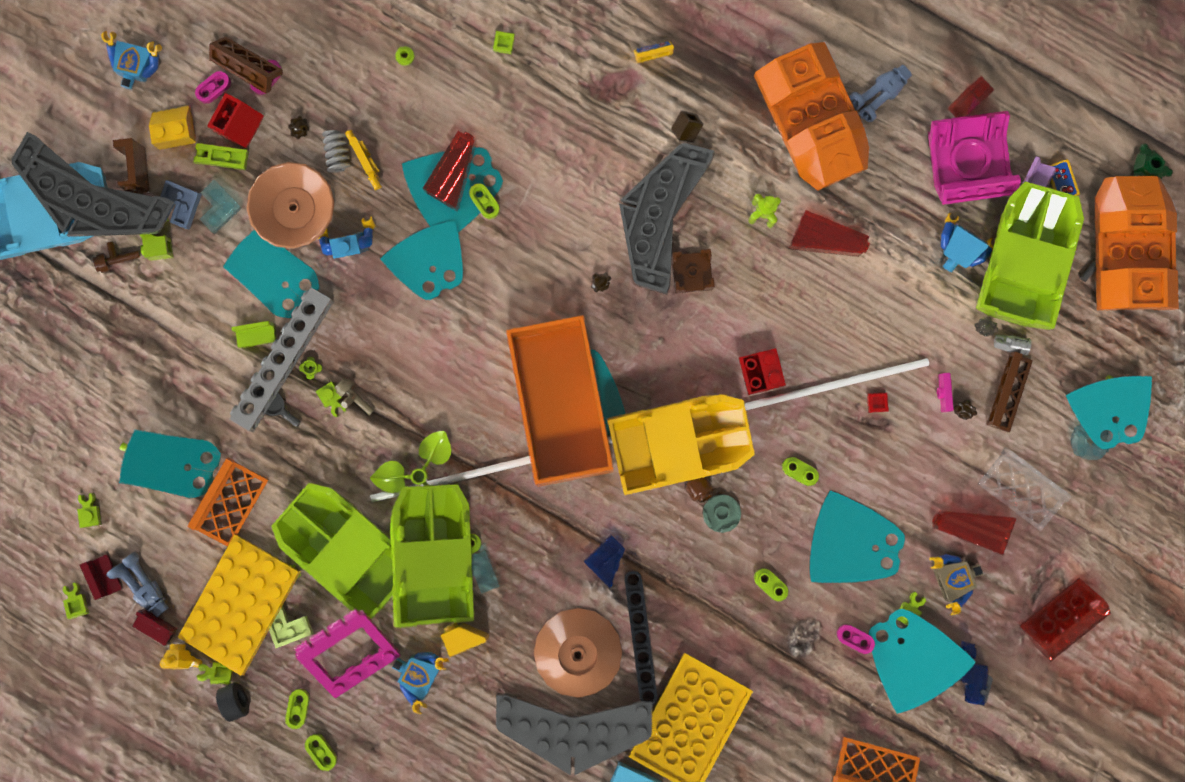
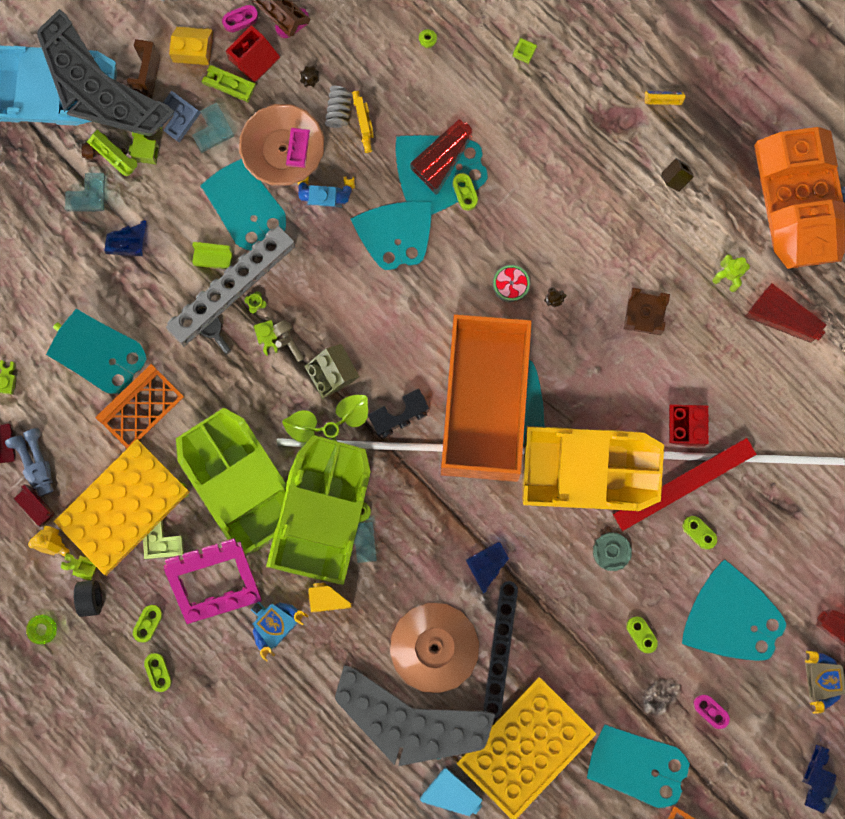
camera: 15 degrees right, 5 degrees down
(118, 311) = (91, 198): none -> clear light blue plate
(126, 260) = (112, 153): none -> lime plate
(167, 342) = (127, 240): none -> clear blue wing
(206, 739) = (32, 632): none -> clear neon green piece
(307, 204) = (298, 147): none -> dark pink plate
(404, 415) = (331, 370): none -> olive slope
(494, 428) = (414, 408): none -> black arch
(554, 279) = (511, 283): none -> tile
(657, 201) = (629, 238): dark grey wing -> none
(699, 489) = (597, 521): reddish brown head -> none
(779, 424) = (690, 481): none -> red tile
(788, 709) = (626, 765): none -> teal piece
(877, 402) = (793, 487): red tile -> none
(912, 607) = (771, 701): lime plate -> none
(921, 665) = (768, 757): teal piece -> none

